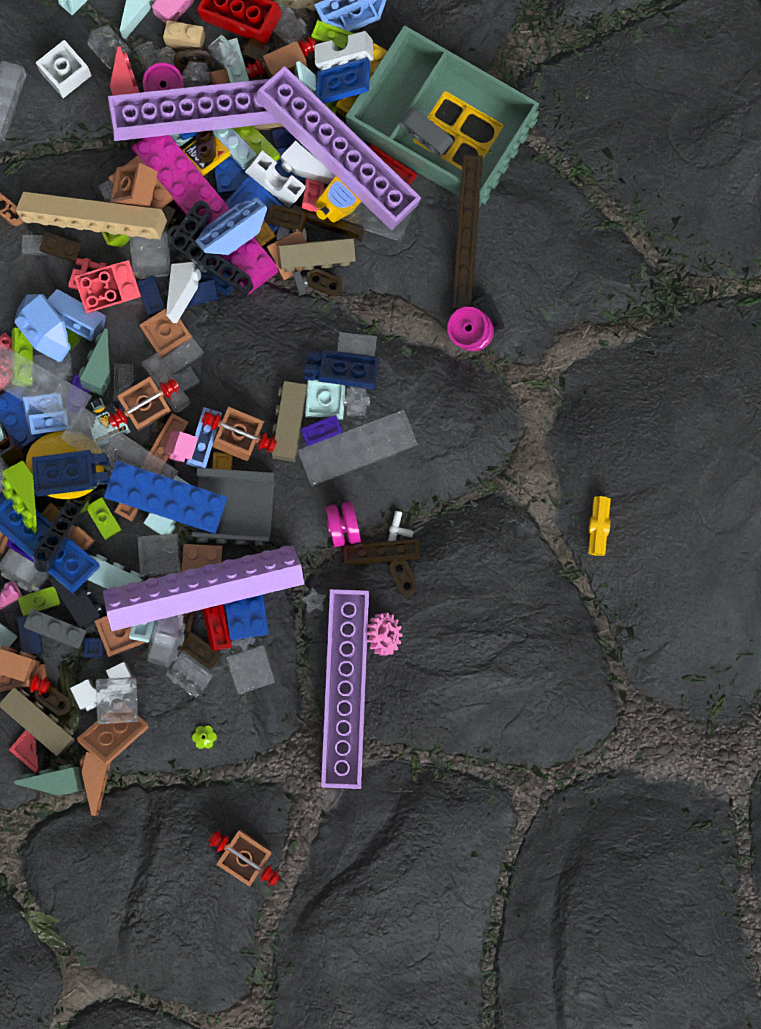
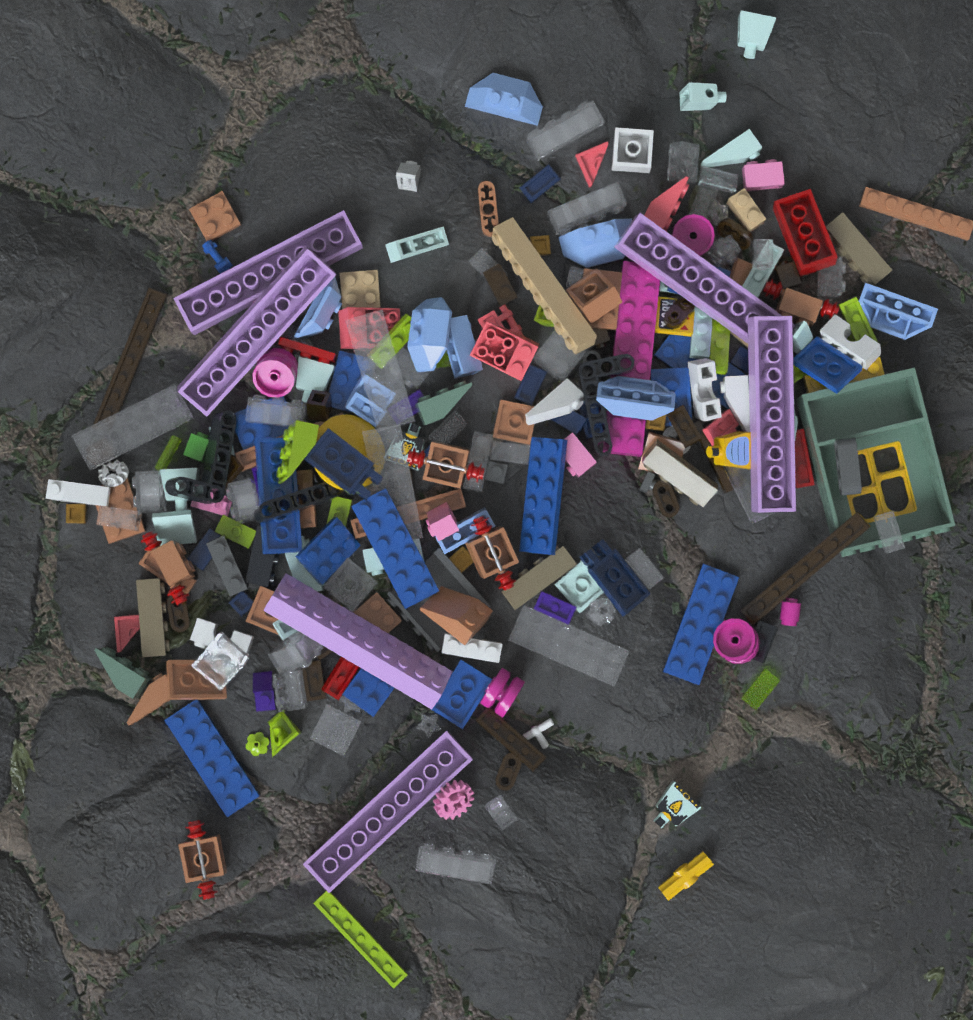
camera: 50 degrees right, 5 degrees up
(21, 154) = (540, 183): none -> dark blue tile
(42, 106) = (590, 161): none -> coral tile
(64, 191) = (541, 244): none -> pearl gold tile
(70, 139) = (587, 208): none -> clear brick
(99, 156) = (594, 243): none -> light blue wedge
(118, 547) = (328, 550): none -> blue plate
(144, 34) = (718, 179): none -> clear plate
(172, 694) = (264, 691): none -> dark purple slope
(180, 779) = (212, 757): none -> blue plate
(213, 710) = (281, 732): none -> lime slope
(230, 313) = (577, 457): none -> bright pink brick
(235, 361) = (543, 495): none -> blue plate
(256, 499) = (457, 613): none -> nougat slope
(289, 515) = (475, 648): none -> white arch
(316, 555) = (462, 694): none -> blue plate
(416, 800) = (360, 938): none -> lime plate
(426, 610) = (501, 812): none -> clear slope
(431, 679) = (455, 864): none -> clear brick
(433, 344) = (700, 620): none -> blue plate
(487, 275) = (790, 612): none -> dark pink brick
(499, 149) = (889, 532): none -> clear tile
(520, 348) = (760, 689): none -> clear neon green tile
(542, 484) = (675, 806): none -> torso

